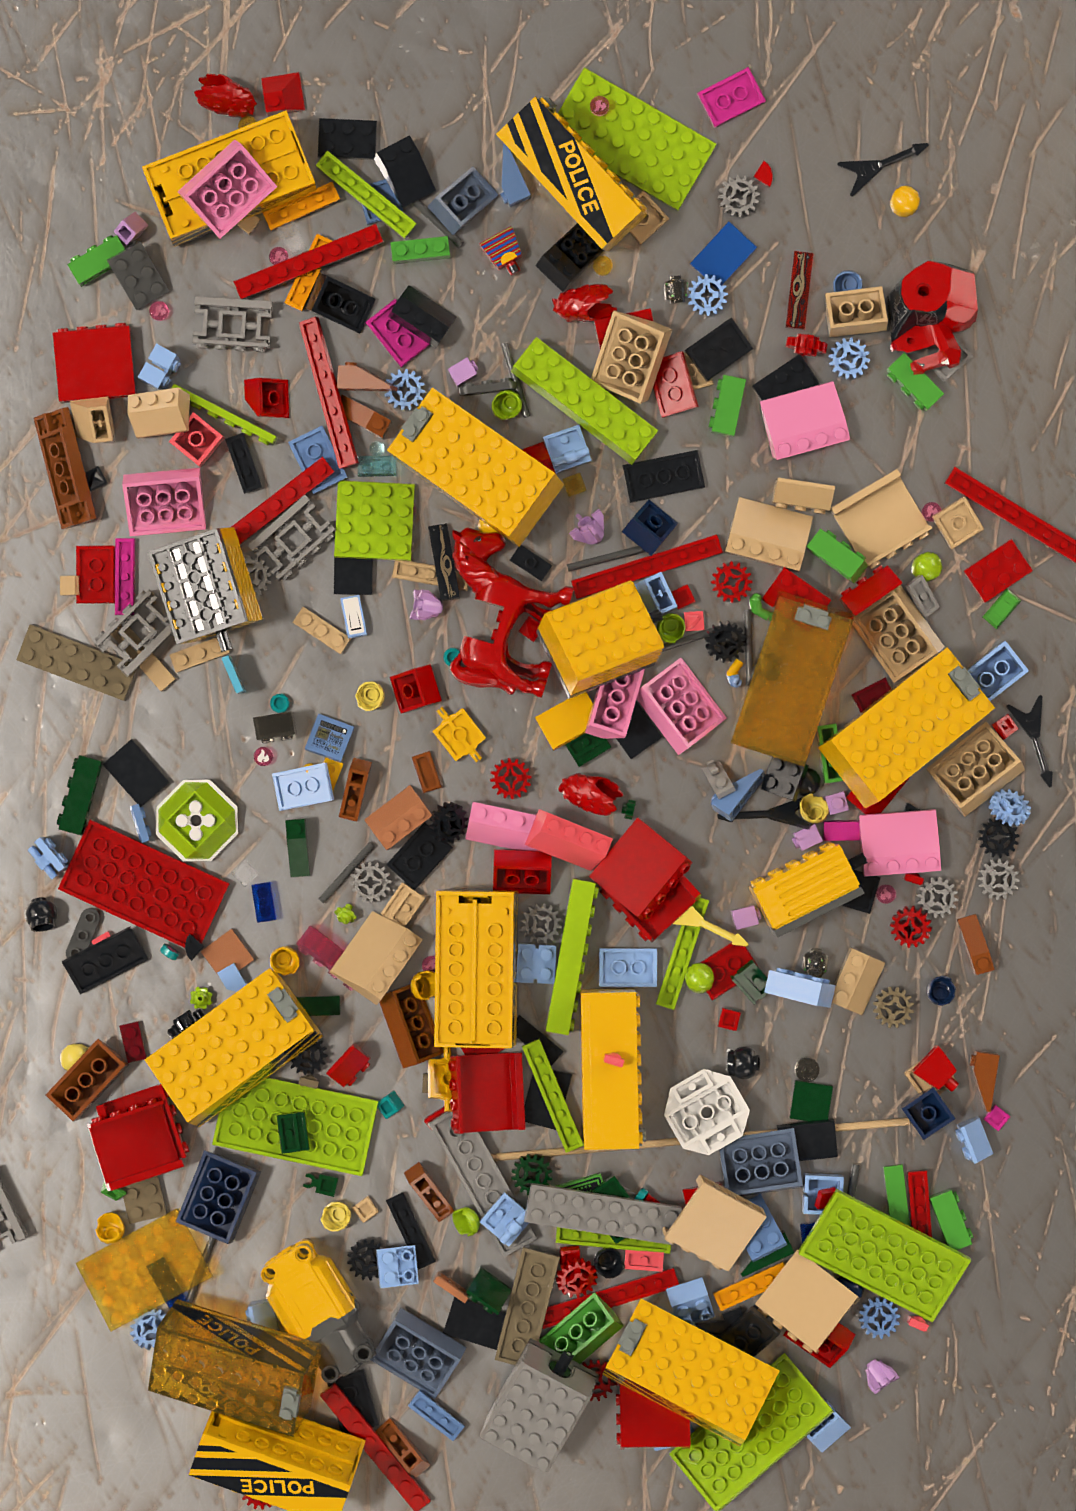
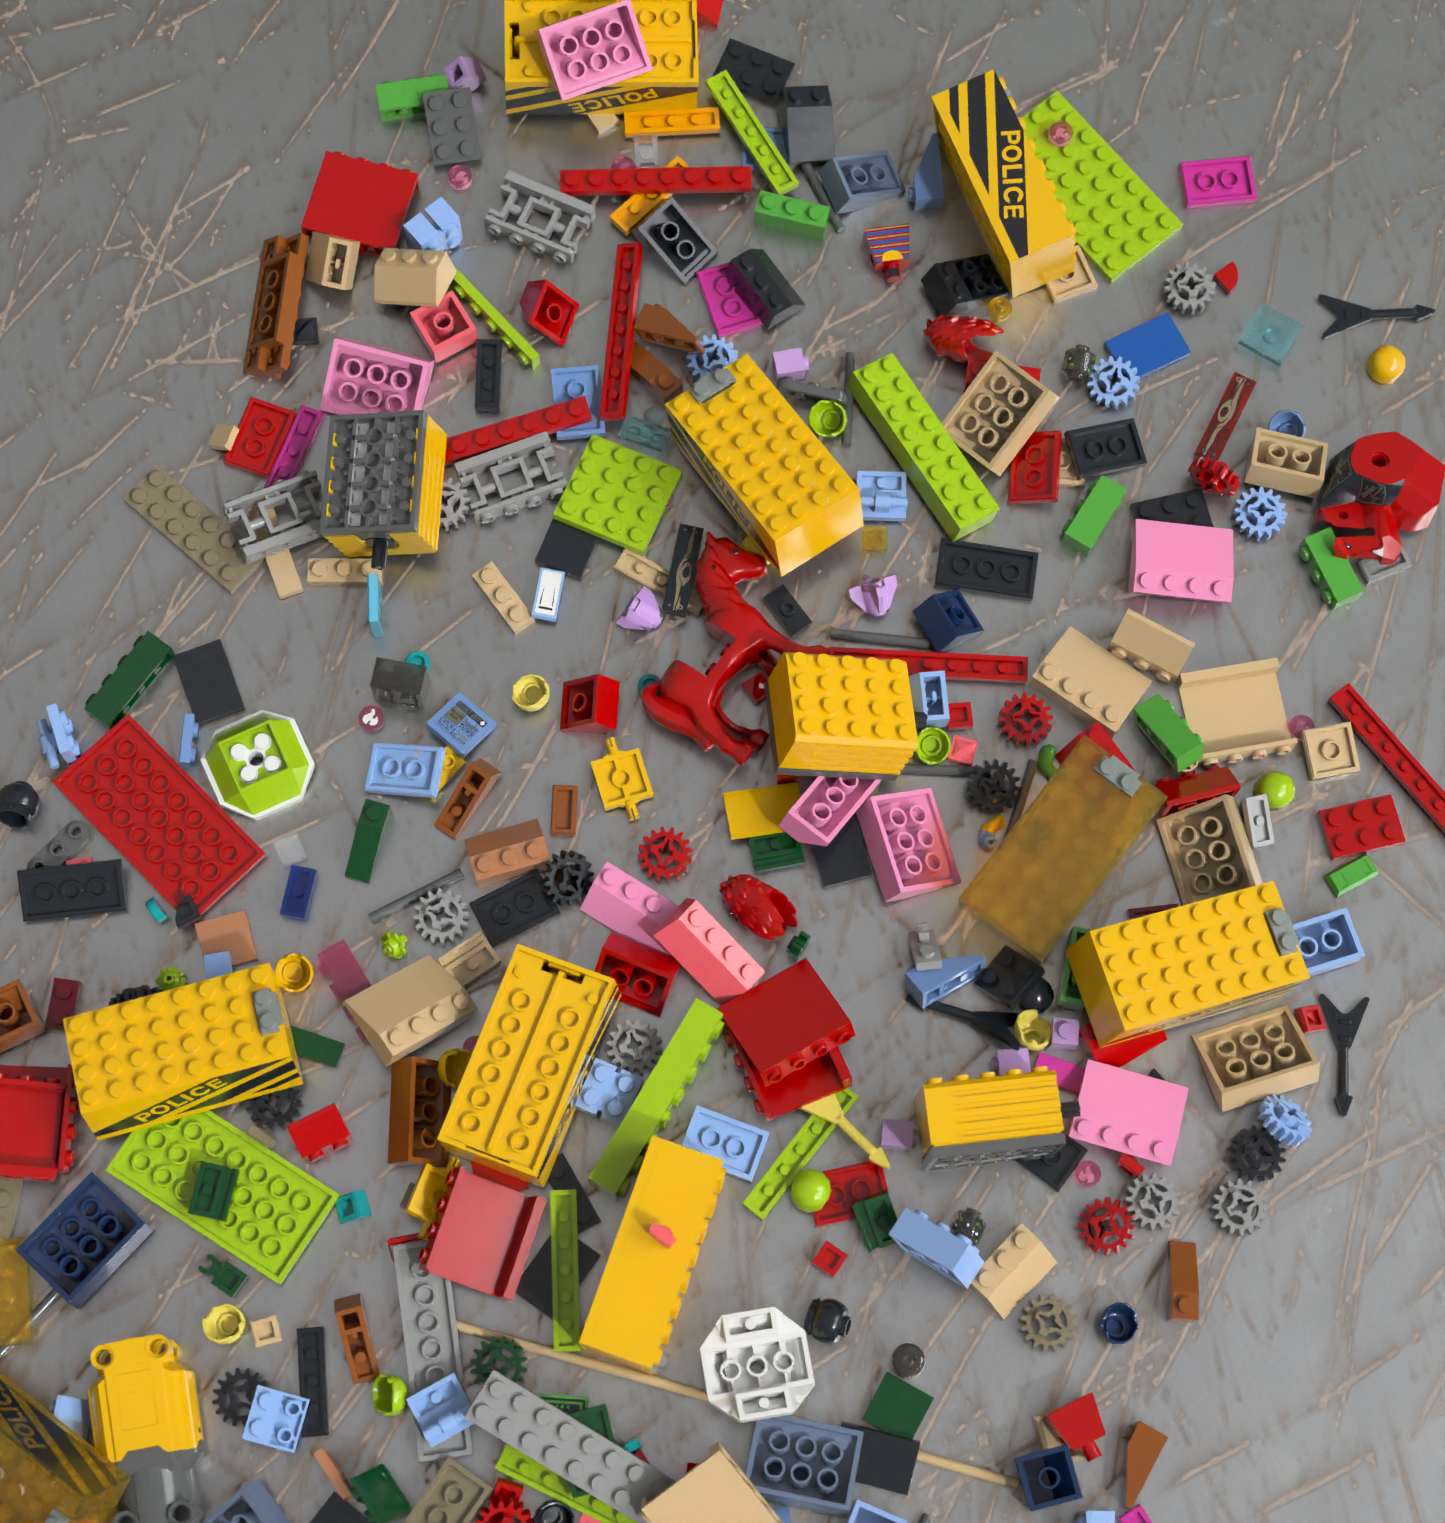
camera: 10 degrees right, 15 degrees down
(812, 210) = (1271, 334): none -> clear light blue plate

